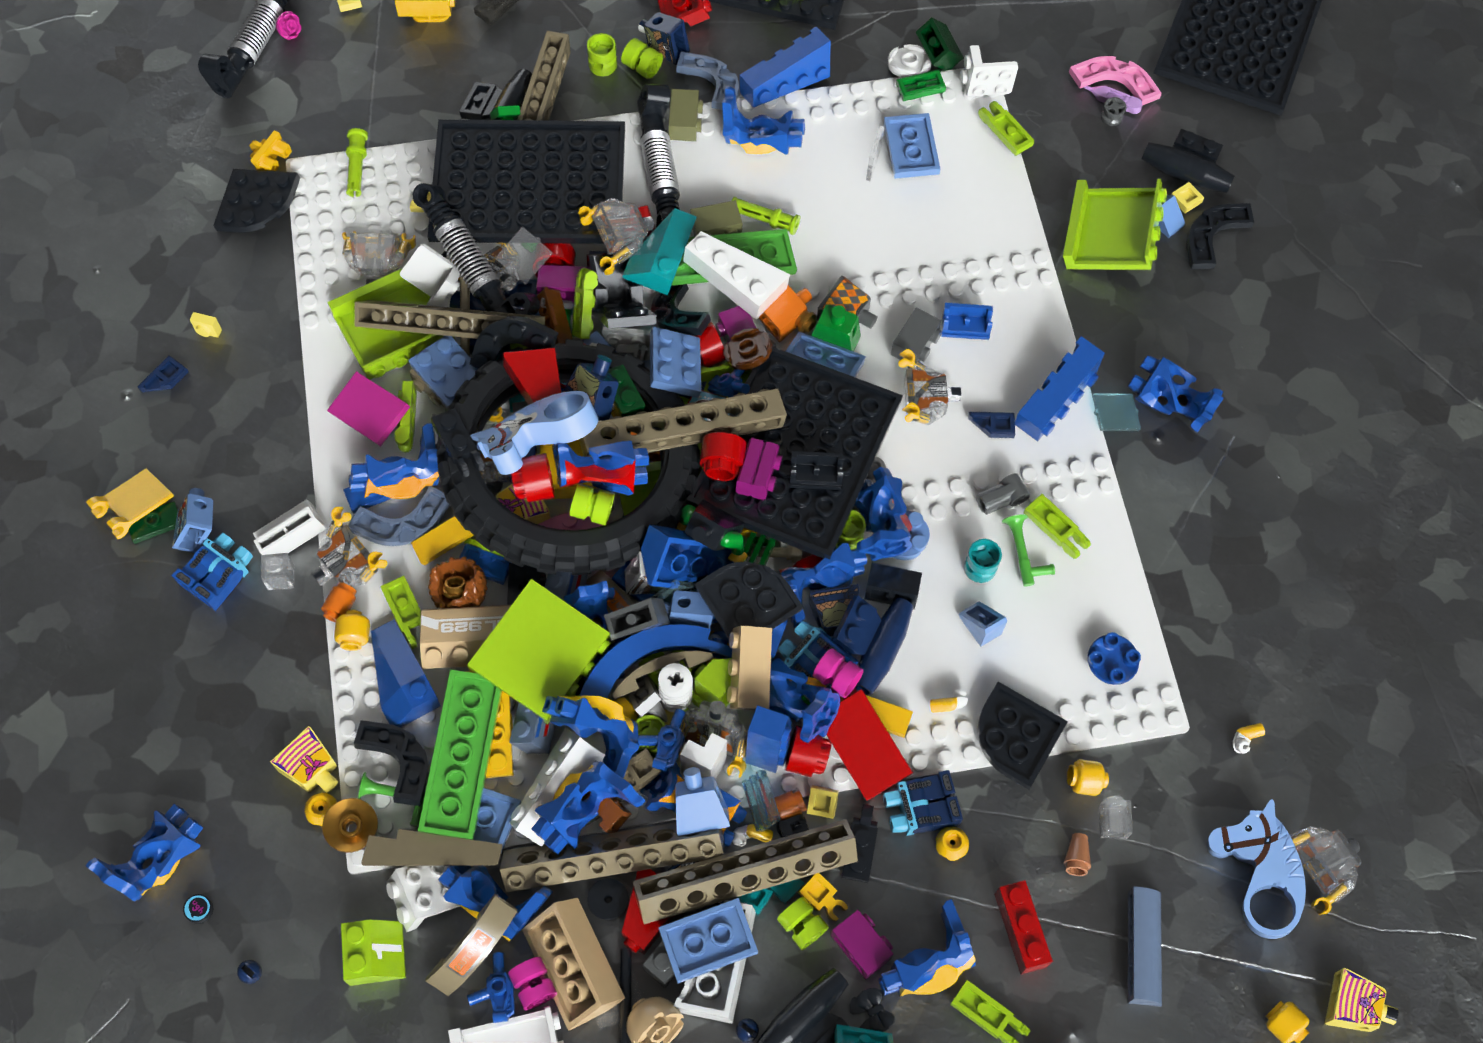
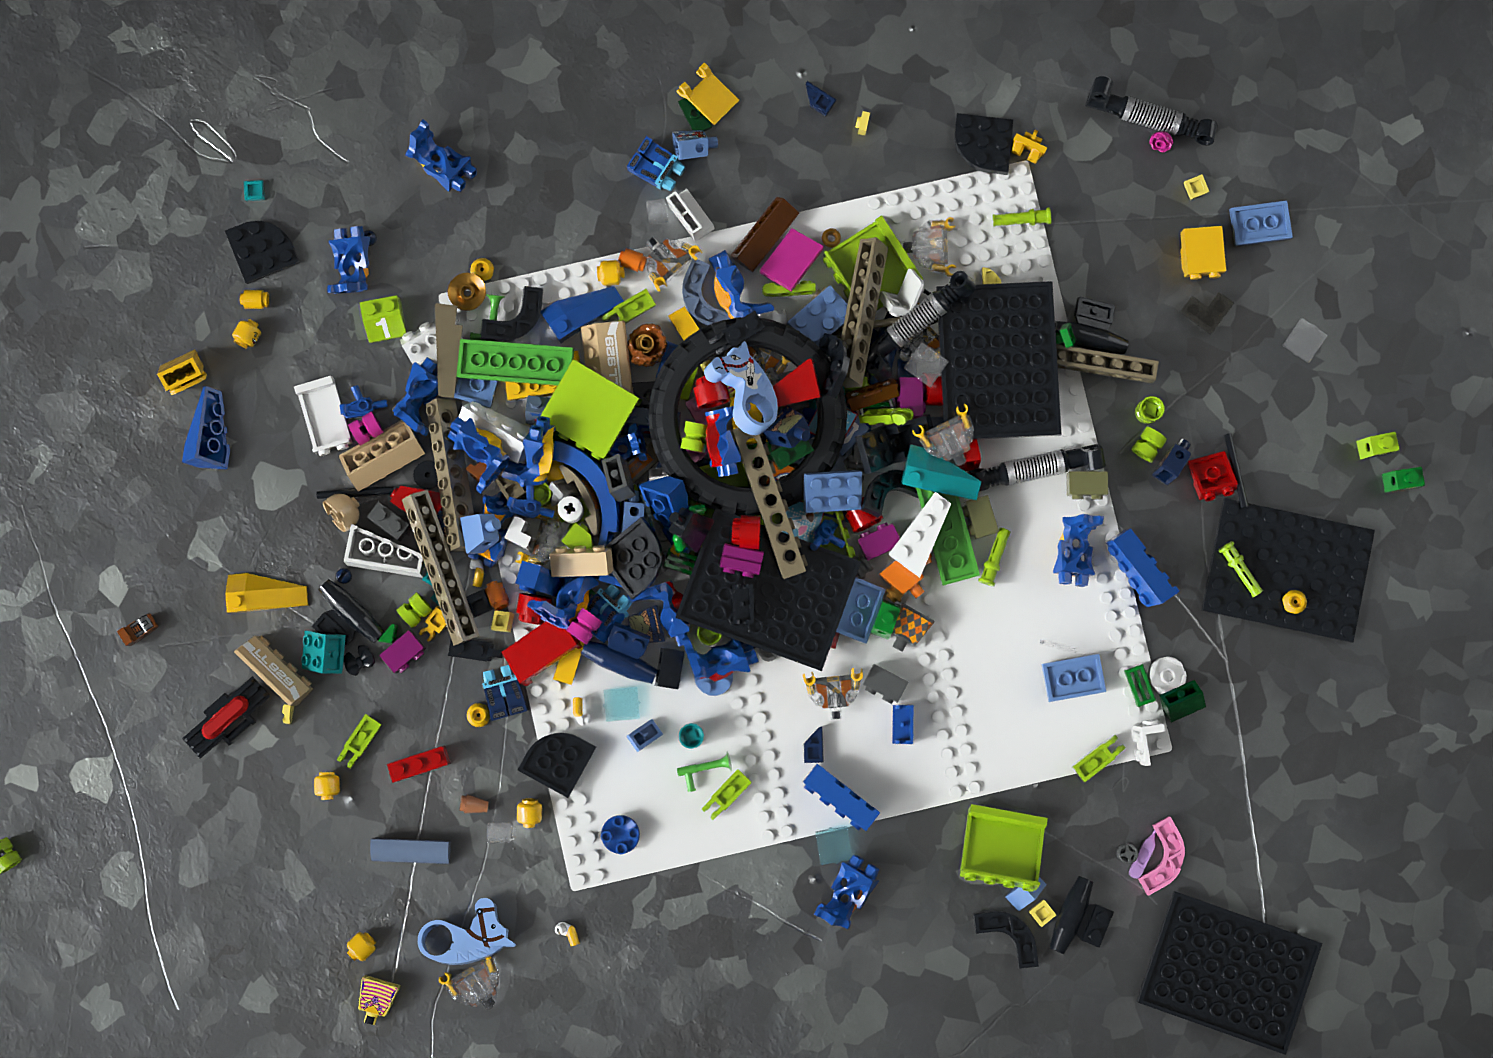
camera: 85 degrees right, 20 degrees up
(198, 908) = (408, 196): black tile -> none
(261, 993) = (356, 254): none -> blue hips
(307, 762) = (513, 255): torso -> none
(325, 438) = (764, 234): none -> reddish brown brick
(346, 361) = (833, 232): none -> pearl gold plate
(473, 947) = (384, 388): dark tan slope -> none
(708, 940) = (392, 544): medium blue plate -> none
(712, 70) = (1138, 511): sand blue plate -> none
(748, 349) = (855, 548): reddish brown tile -> none
(758, 802) = (497, 576): clear light blue tile -> none
(836, 960) = (390, 634): none -> green slope
(929, 970) = (382, 695): blue hips -> none
(939, 651) = (621, 704): none -> clear light blue piece
(1008, 492) = (751, 755): dark grey piece -> none

